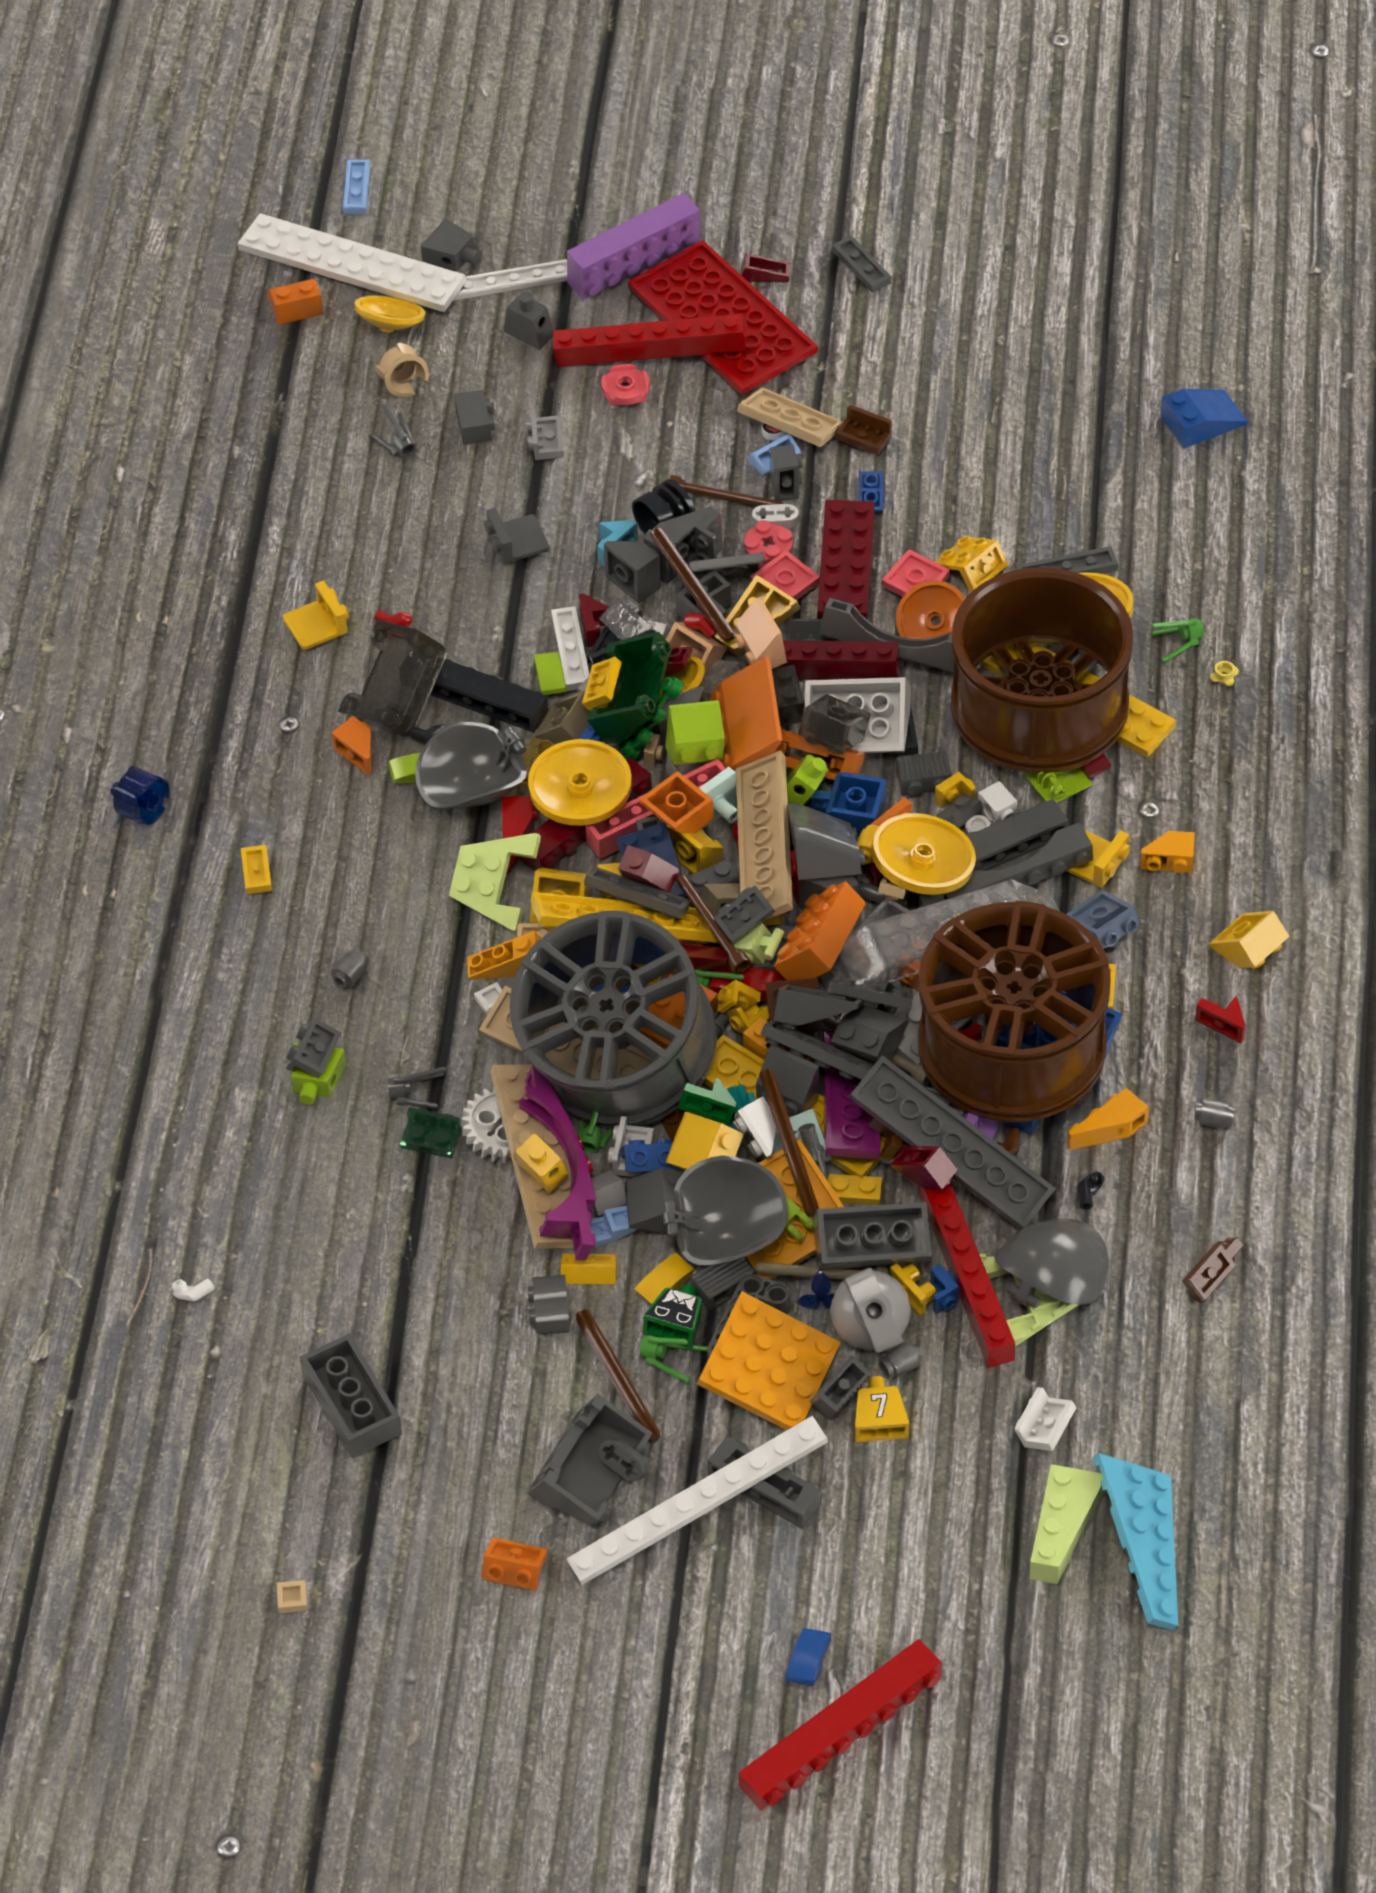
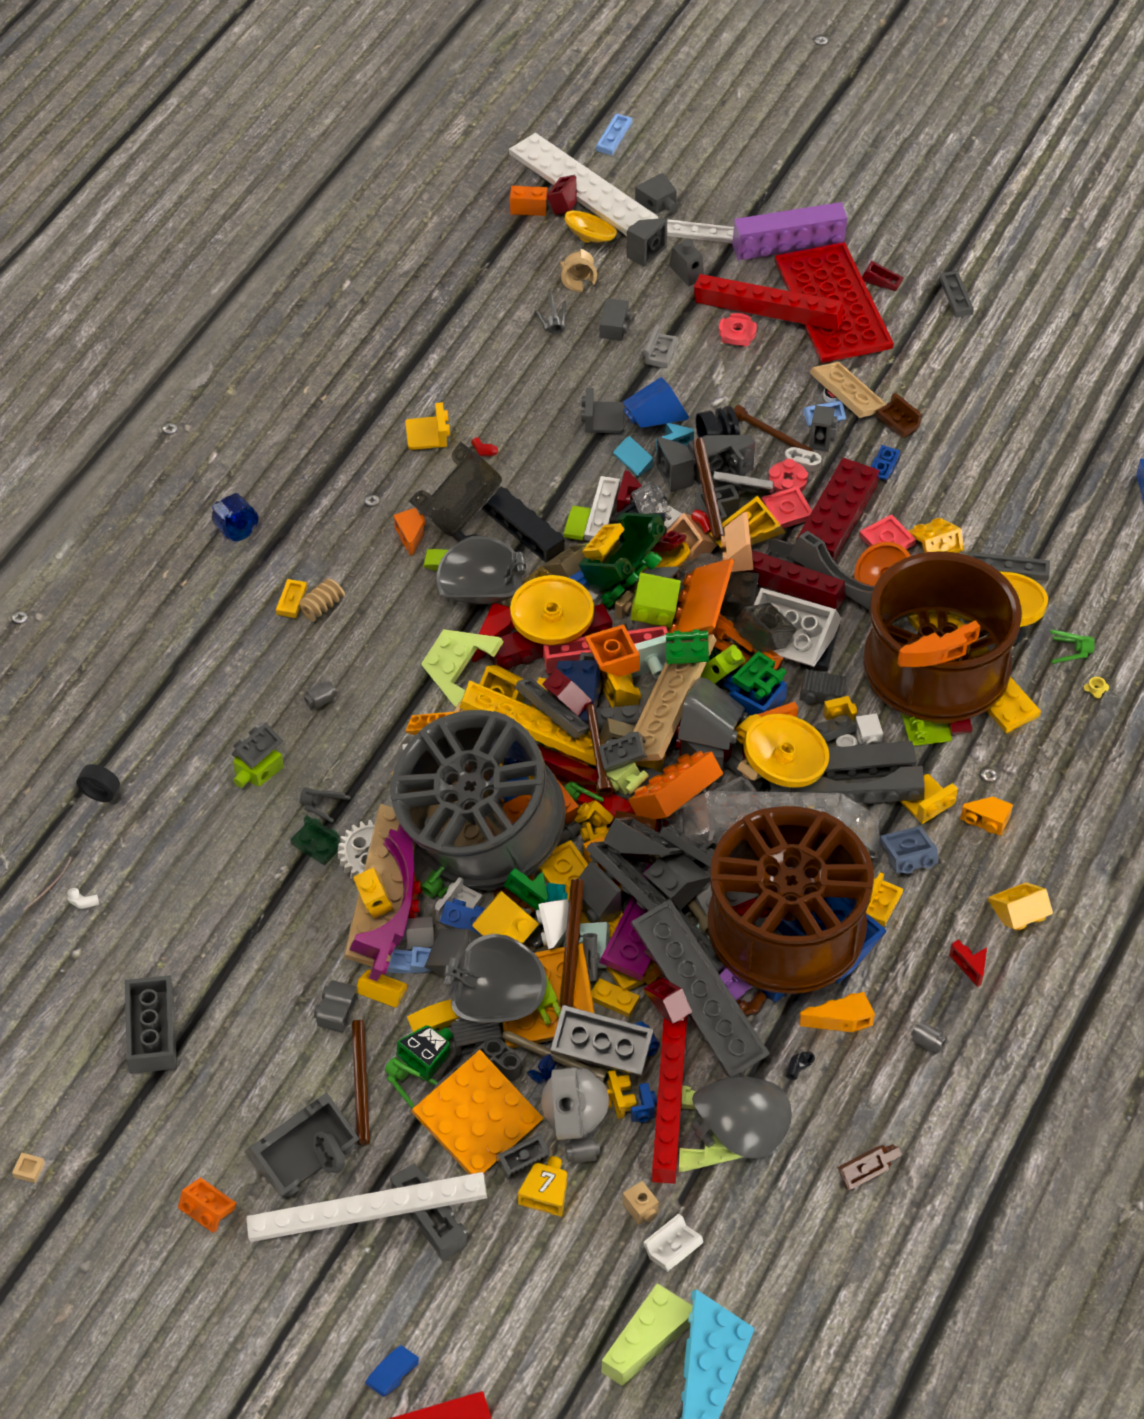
camera: 20 degrees right, 0 degrees up
(144, 1164) = (98, 783): none -> black tyre
(293, 859) = (320, 599): none -> tan piece
(336, 281) = (563, 194): none -> dark red slope
(466, 308) = (646, 240): none -> dark grey slope
(577, 505) = (654, 405): none -> blue slope
(577, 574) = (634, 456): none -> medium azure slope
(760, 780) = (687, 652): none -> green plate
(844, 780) = (753, 672): none -> green plate
(990, 1392) = (641, 1203): none -> tan brick
(1057, 683) = (935, 650): none -> orange slope

